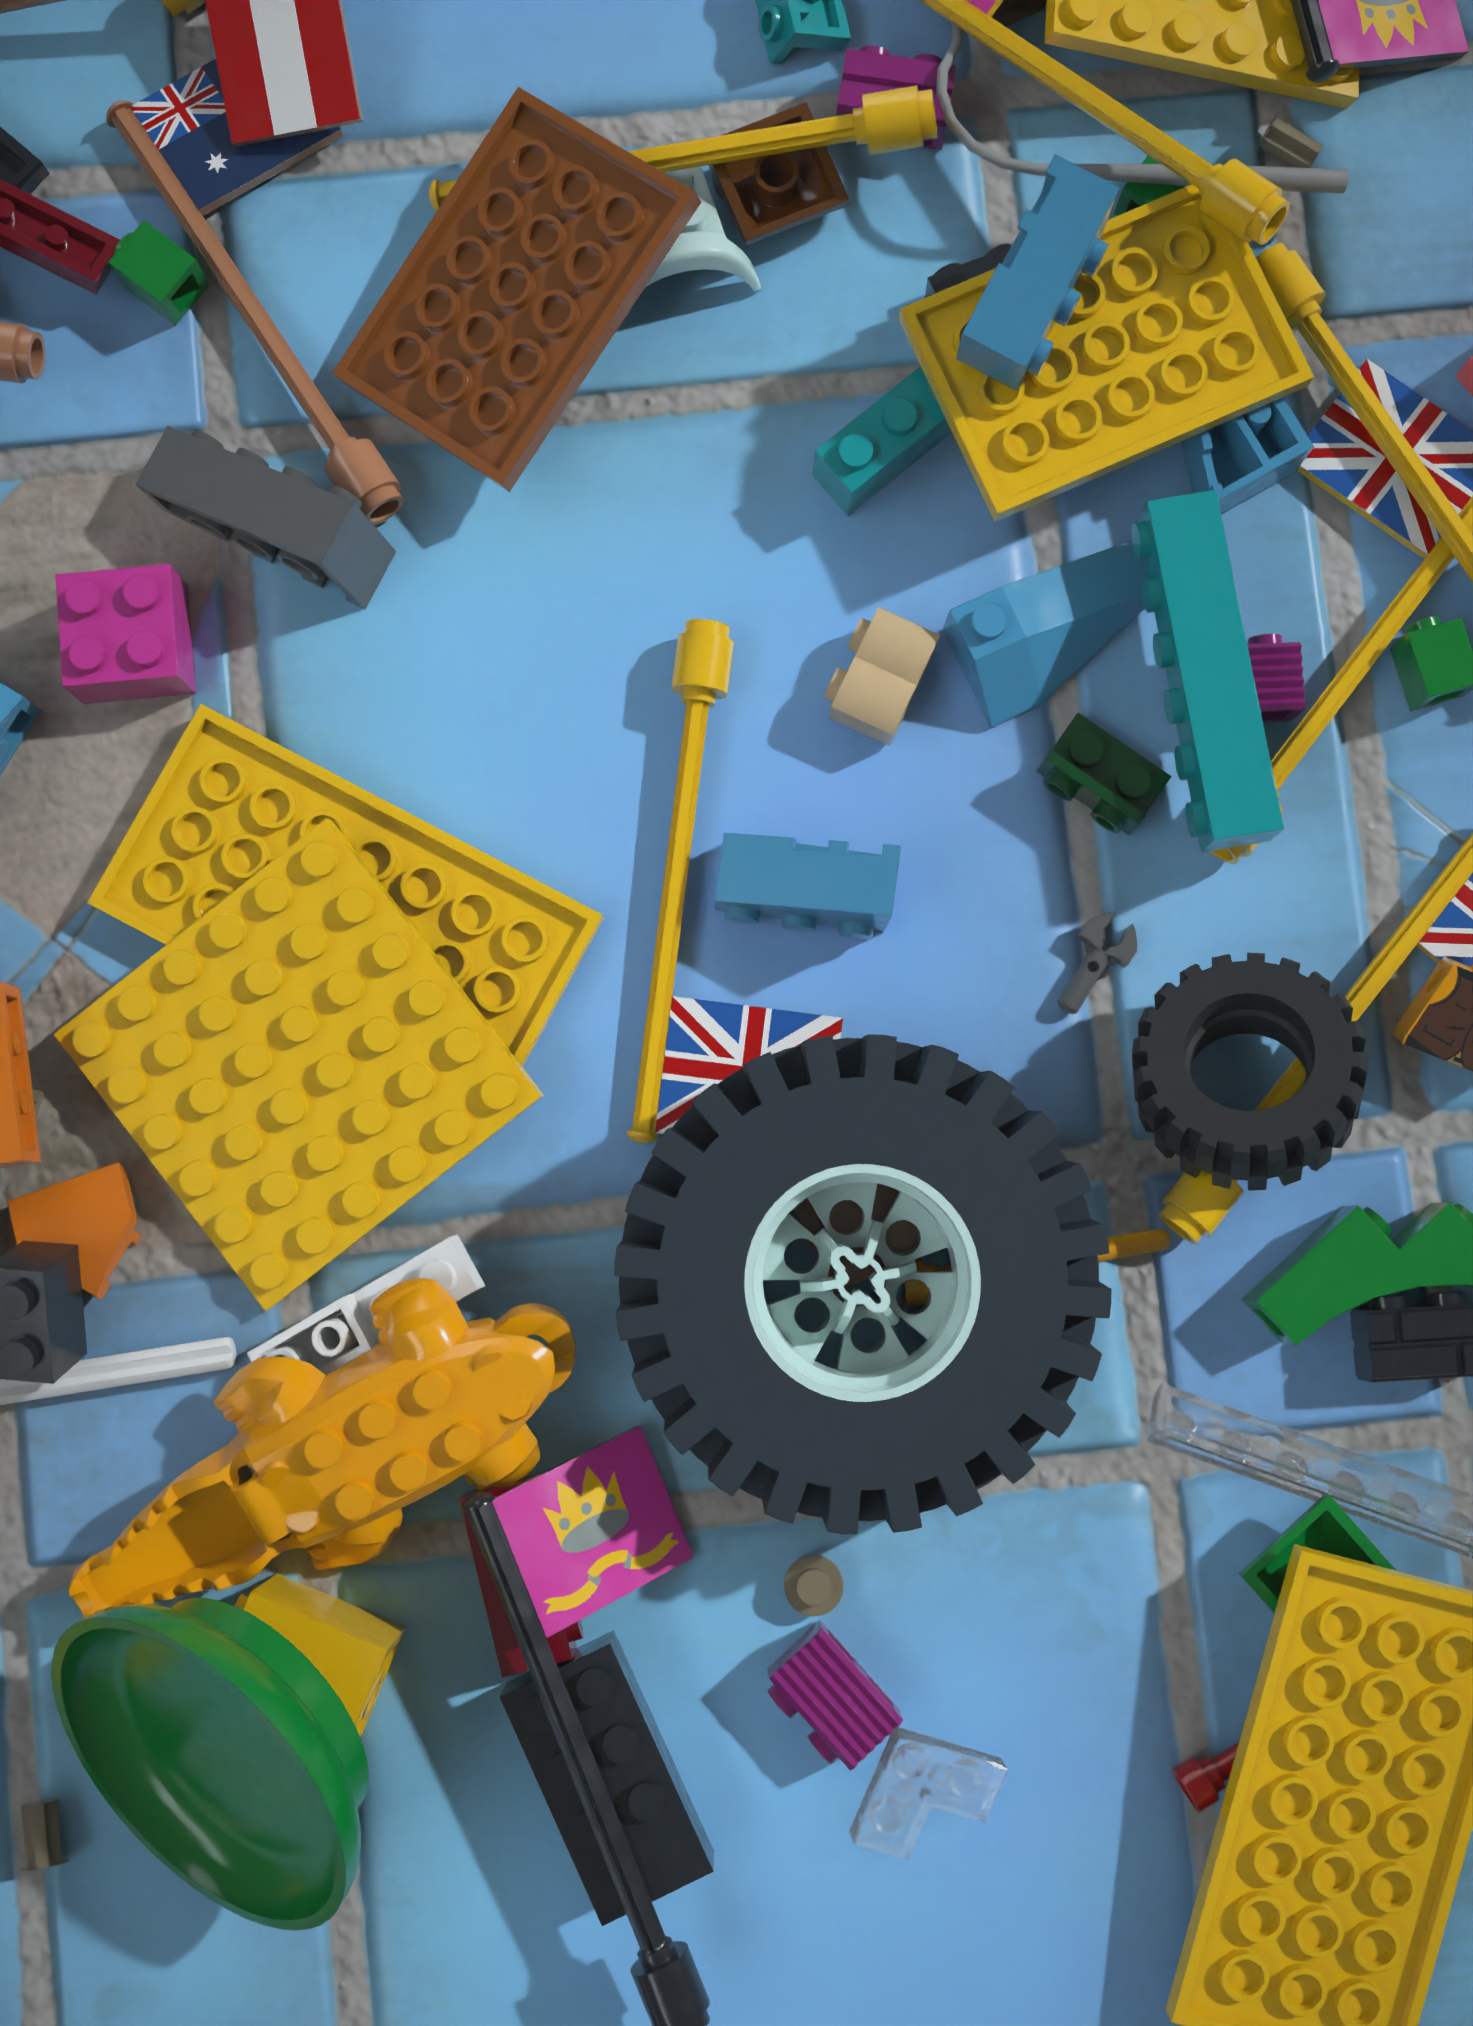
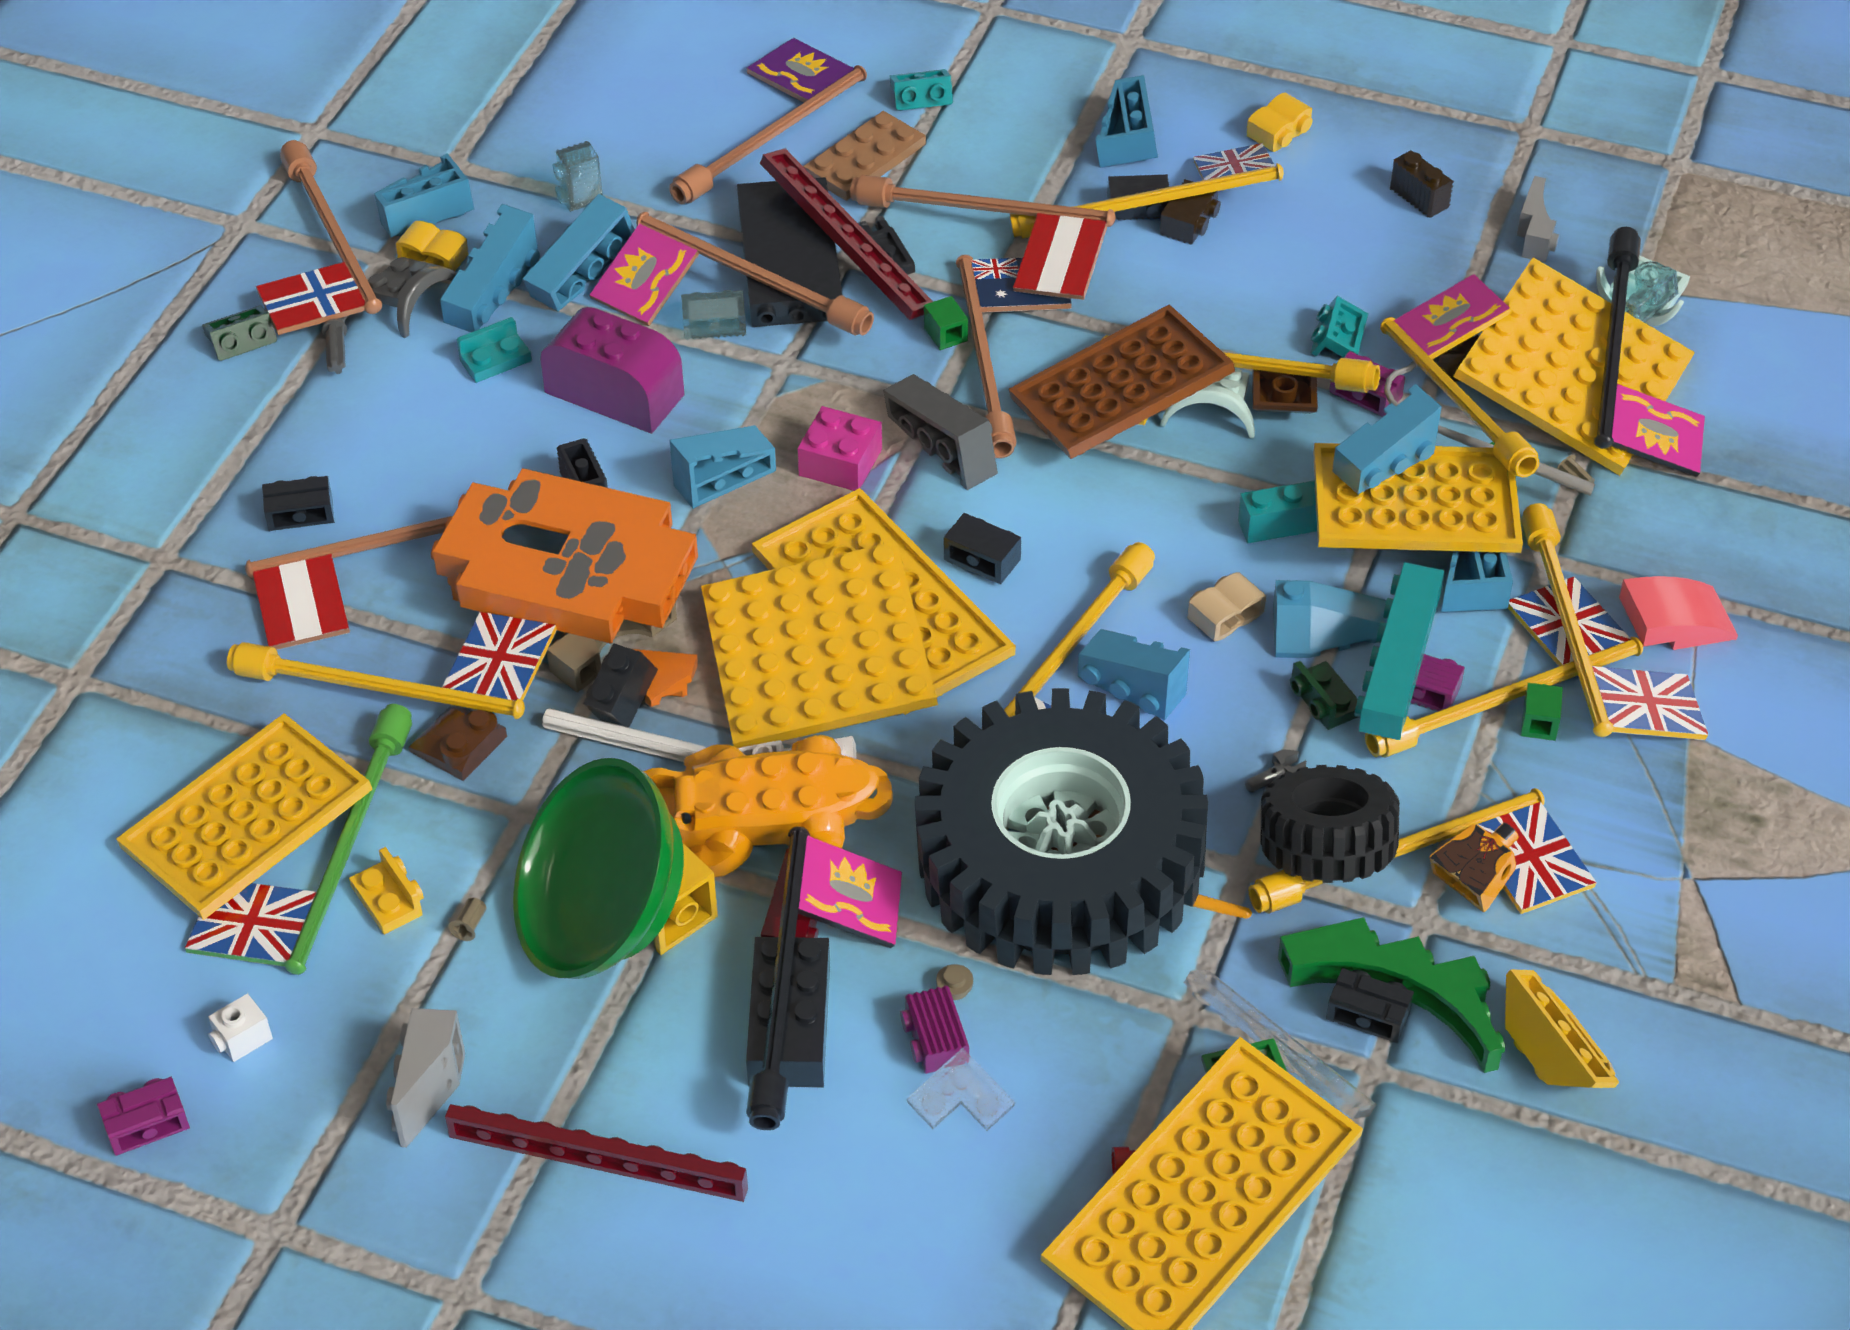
camera: 30 degrees right, 35 degrees down
(457, 740) = (982, 548): none -> black brick

